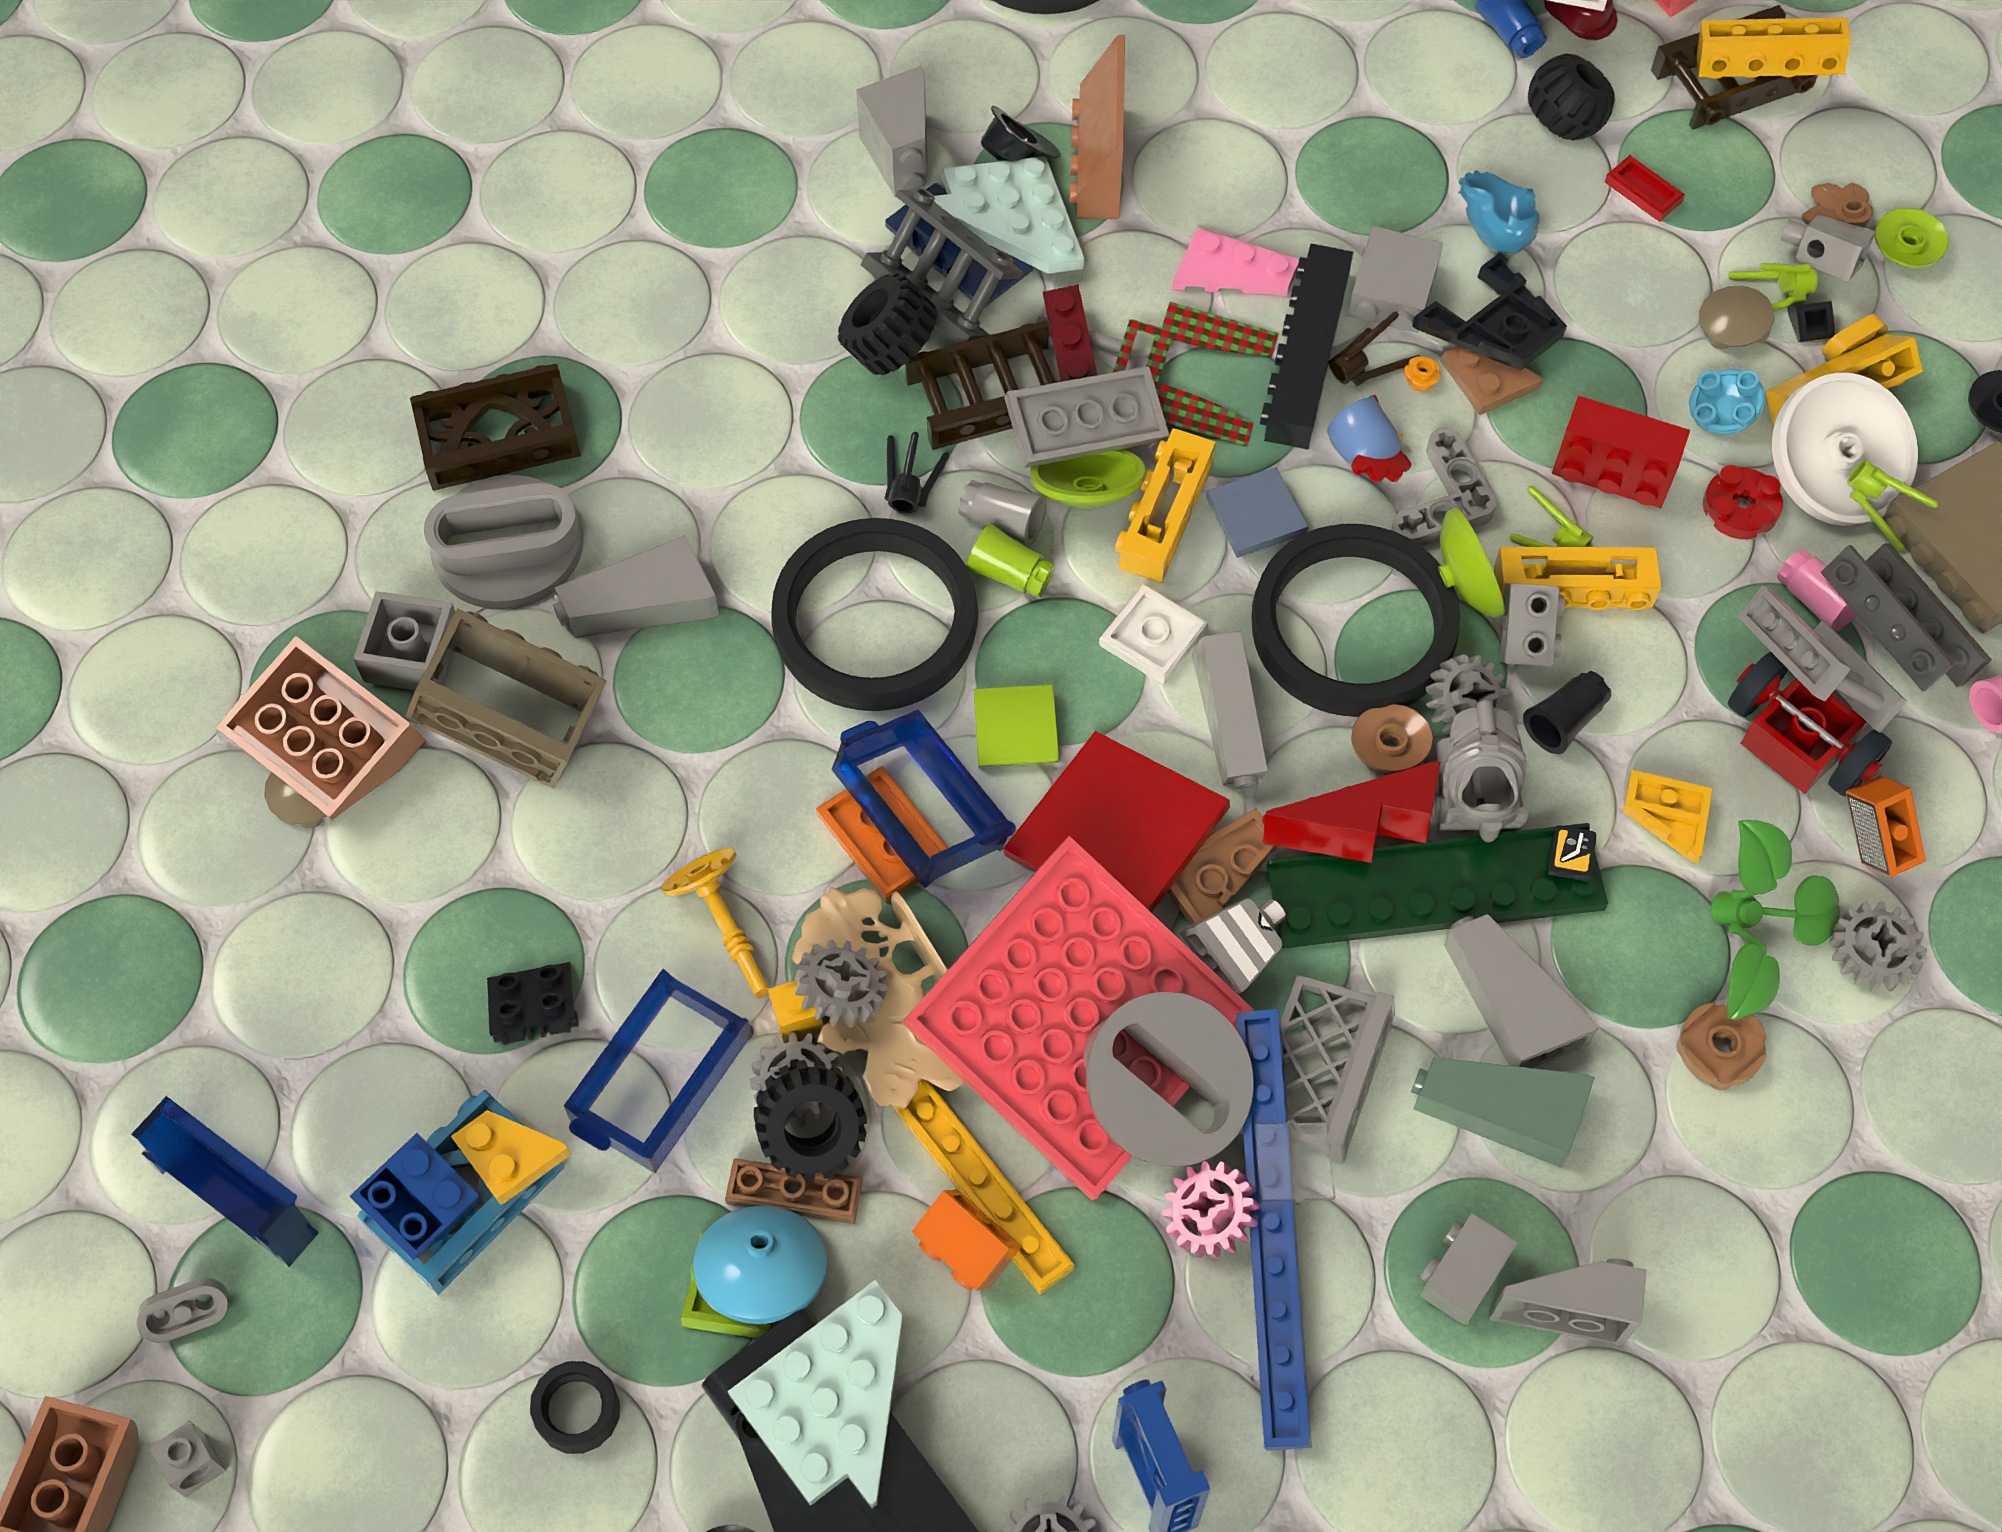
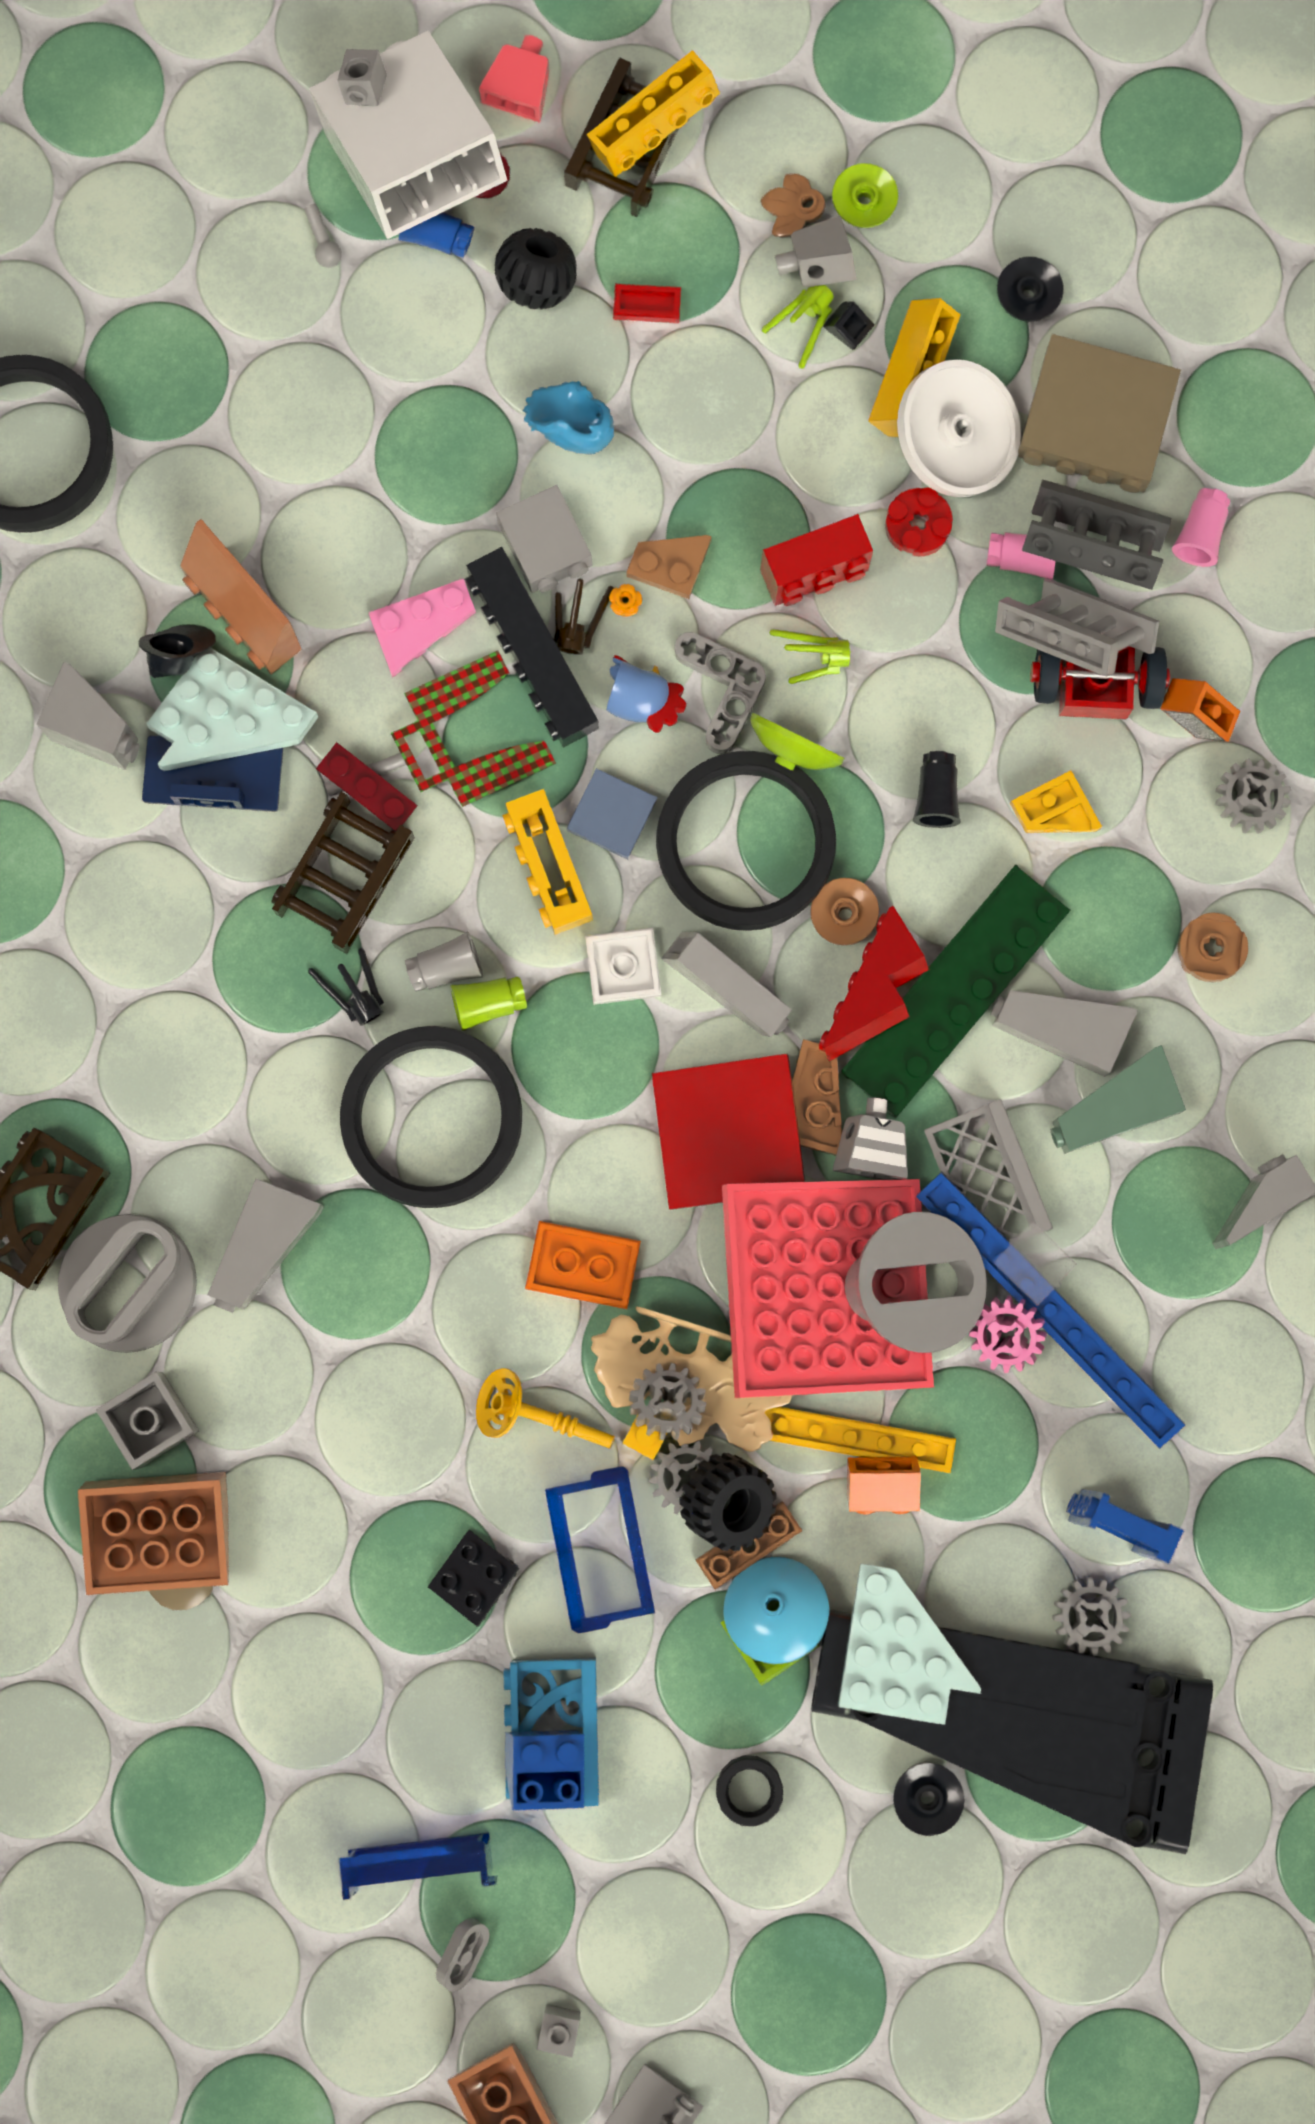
camera: 45 degrees left, 20 degrees up
(488, 730) = (324, 1380): dark tan hose -> none
(508, 1153) = (566, 1690): yellow wing -> none
(887, 324) = (237, 894): black tyre -> none
(945, 771) = (593, 1192): clear blue piece -> none
(999, 265) = (231, 842): dark grey fence -> none
(1015, 725) = (597, 1115): lime slope -> none
(1086, 416) = (439, 846): light grey plate -> none
(1090, 479) = (479, 889): lime dish -> none
(1460, 679) = (869, 839): light grey gear -> none
(1467, 1269) = (1184, 1234): light grey brick -> none
(1481, 774) = (924, 891): light grey helmet -> none
(1507, 330) = (658, 513): black wing -> none
(1530, 624) = (865, 750): light grey brick -> none
(1572, 853) = (1025, 899): slope -> none
(1585, 574) = (903, 646): yellow brick -> none
(1727, 400) = (847, 447): medium azure dish -> none
(1736, 317) = (798, 368): dark tan dish -> none
(1763, 859) = (1160, 819): bright green plant -> none
(1854, 336) = (892, 320): yellow beam -> none
(1872, 481) = (995, 443): lime plant -> none

